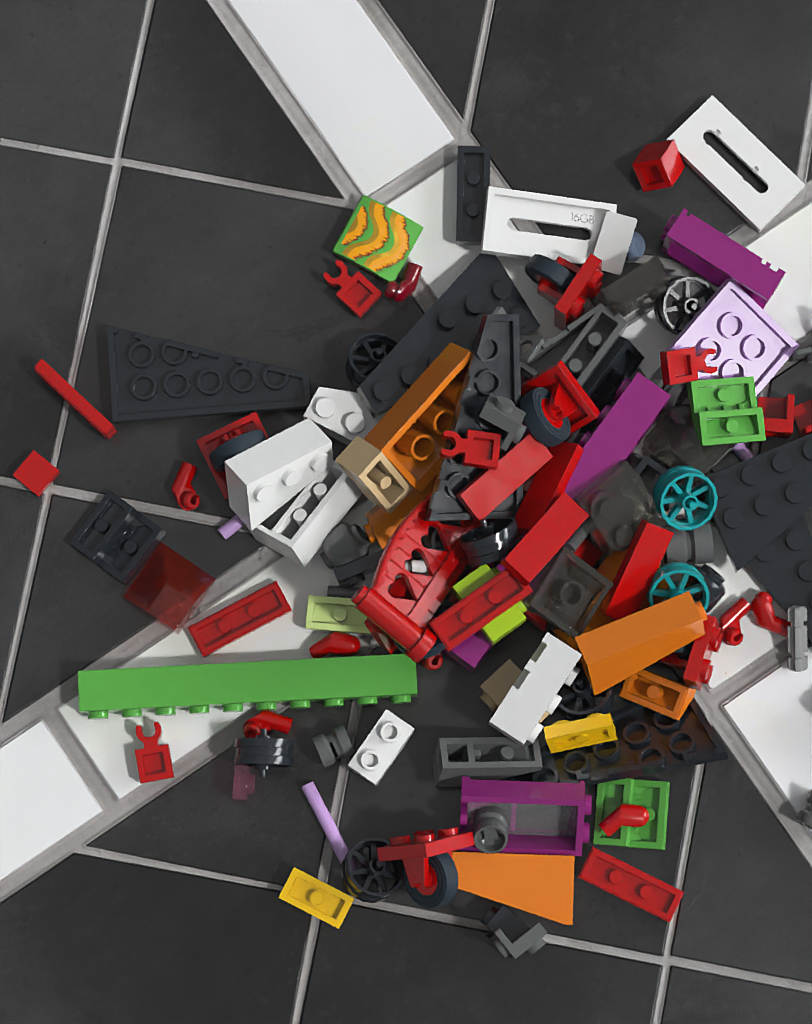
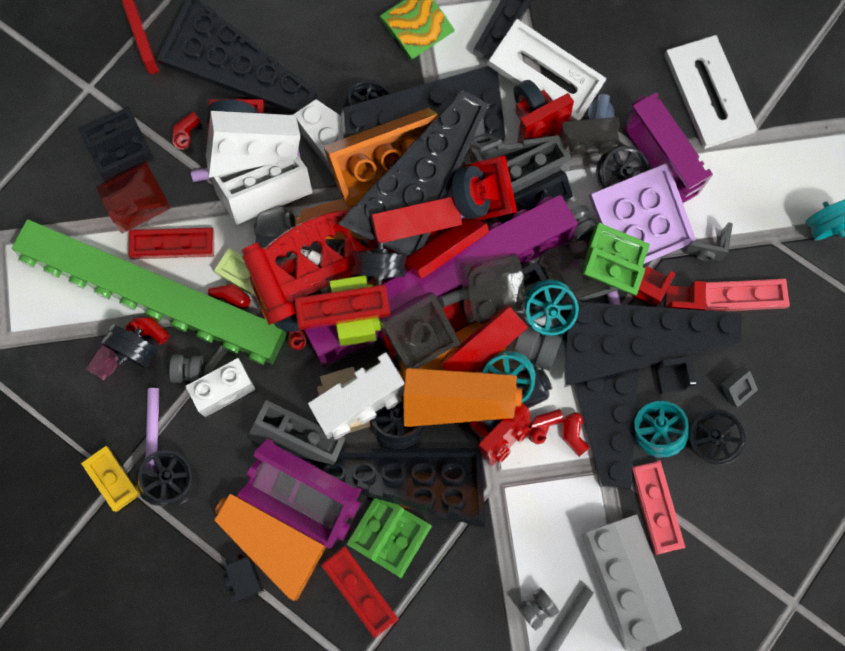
camera: 25 degrees right, 5 degrees down
(36, 473) = (84, 72): red tile -> none
(153, 760) = (50, 314): red plate -> none
(356, 292) = (380, 50): red plate -> none
(373, 474) = (319, 175): tan brick -> none
(407, 285) = (420, 65): dark red arm -> none
(428, 863) = (205, 492): red plate -> none
(477, 448) = (403, 186): red plate -> none
(490, 829) = (268, 491): dark grey wheel -> none
(506, 416) = (437, 168): dark grey bracket -> none
(529, 942) = (248, 596): dark grey bracket -> none
(544, 539) = (420, 278): red tile -> none
(580, 733) = (378, 450): yellow plate -> none
(614, 241) = (591, 100): white sticker -> none
(624, 815) = (380, 533): red arm -> none
(657, 693) = (456, 449): orange slope -> none
(658, 165) = (651, 65): red panel -> none
(684, 363) = (600, 207): red plate -> none
(797, 638) = (588, 461): light grey axle -> none

